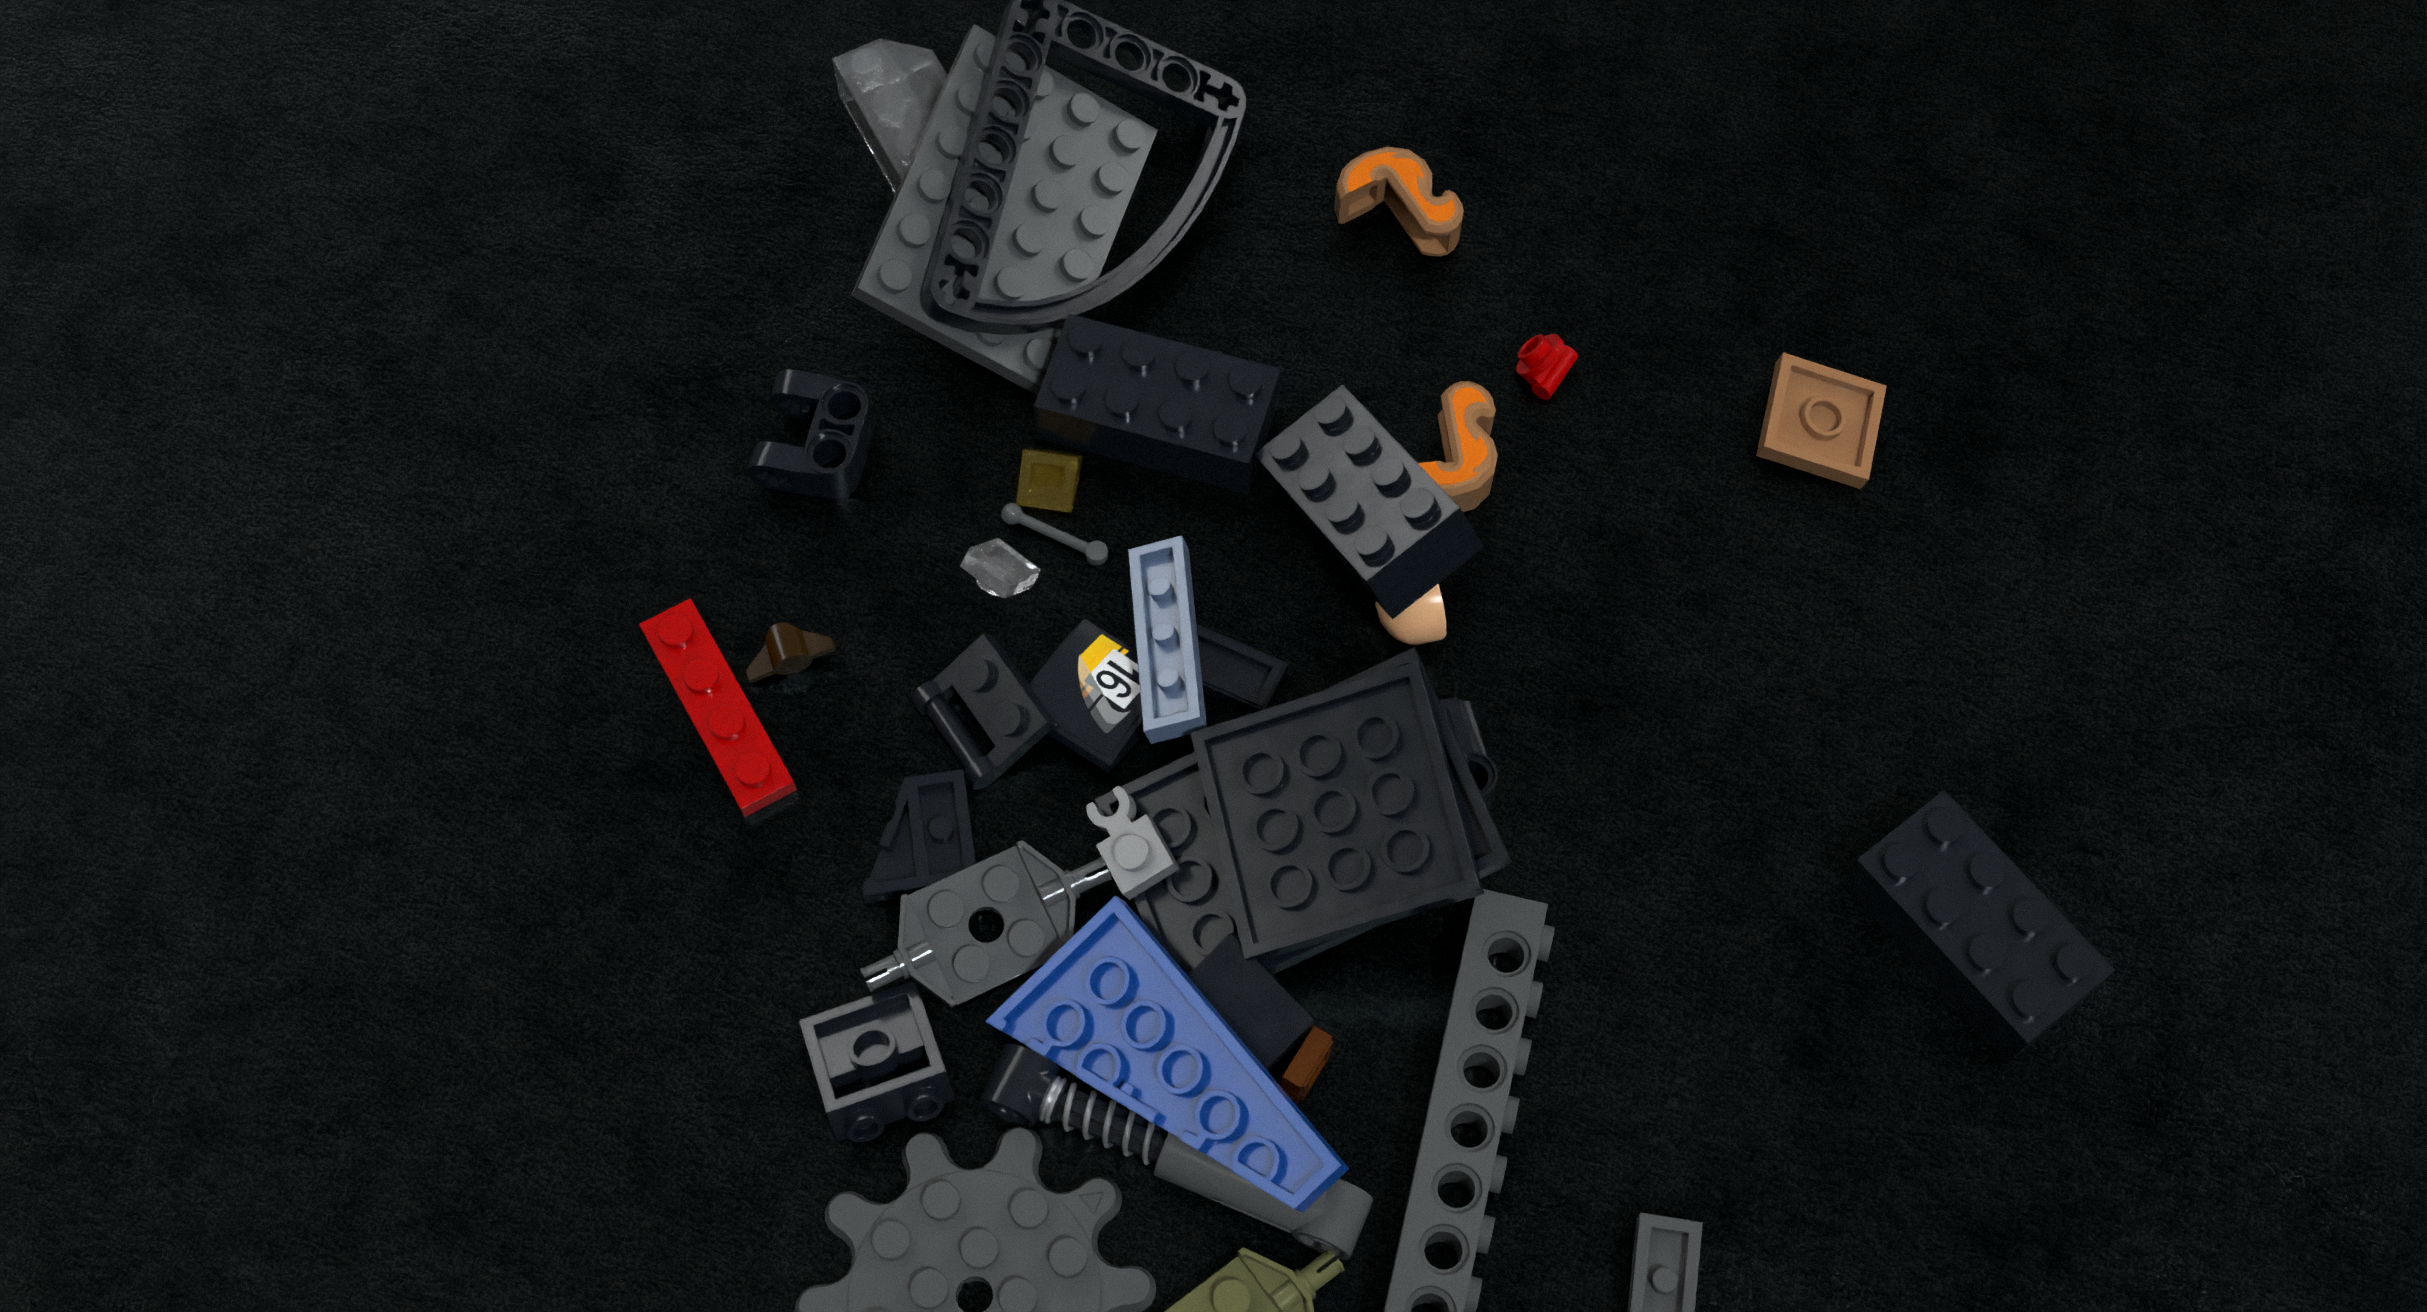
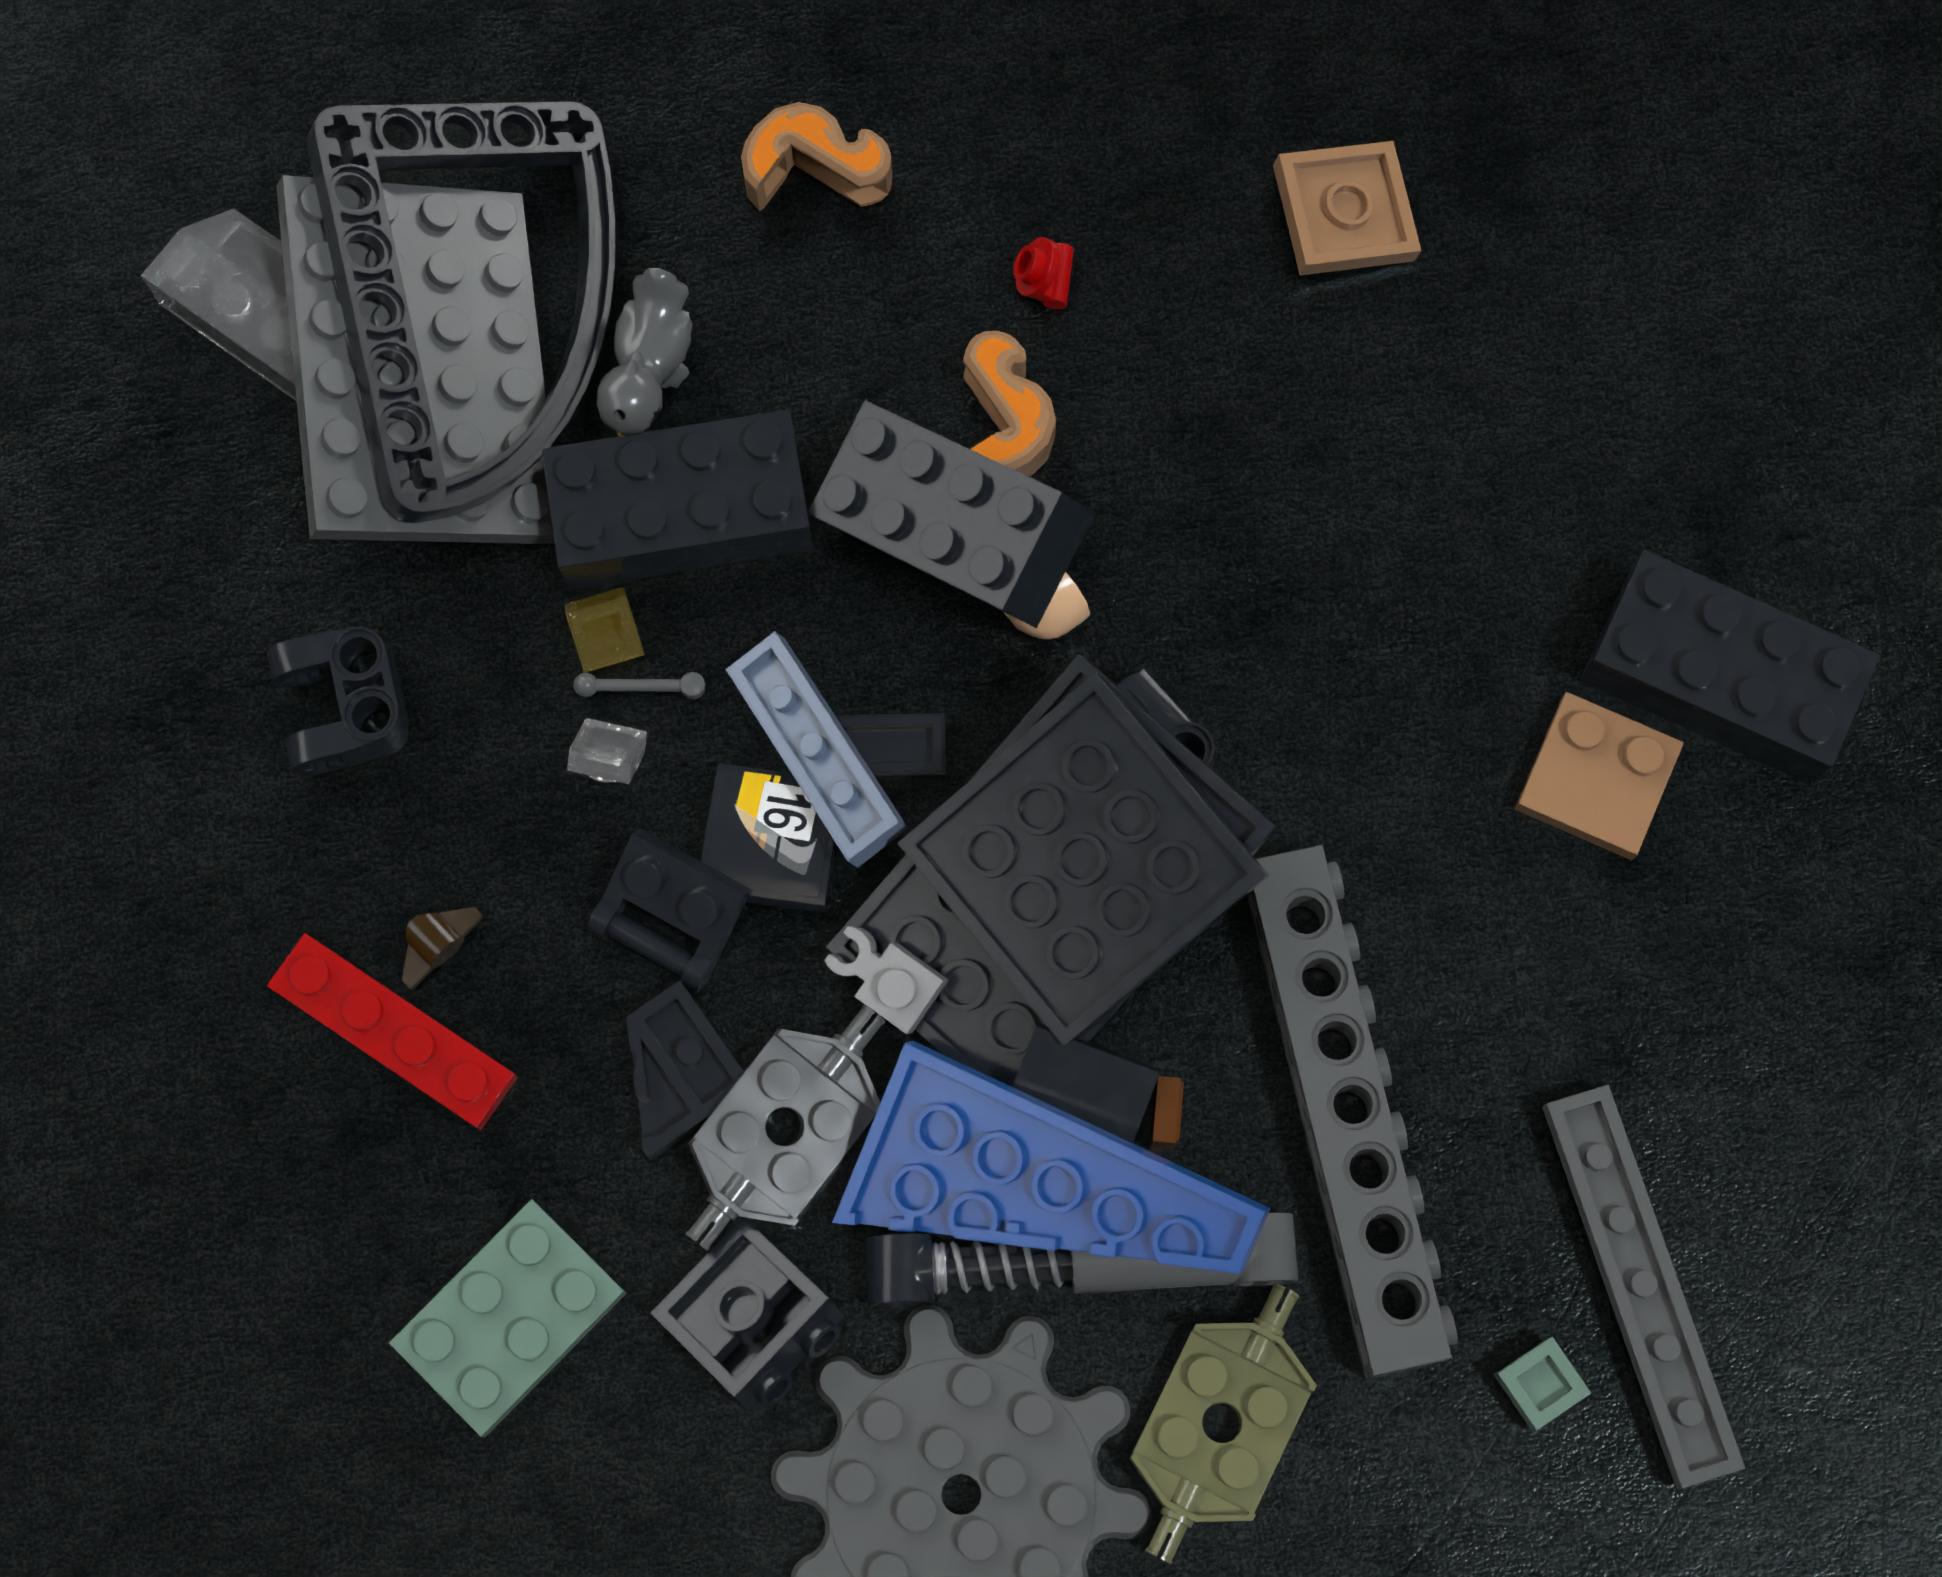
camera: 25 degrees left, 10 degrees up
(684, 972) = (507, 1318): none -> sand green plate
(1191, 282) = (650, 350): none -> dark grey animal
(1820, 966) = (1599, 776): none -> medium nougat plate

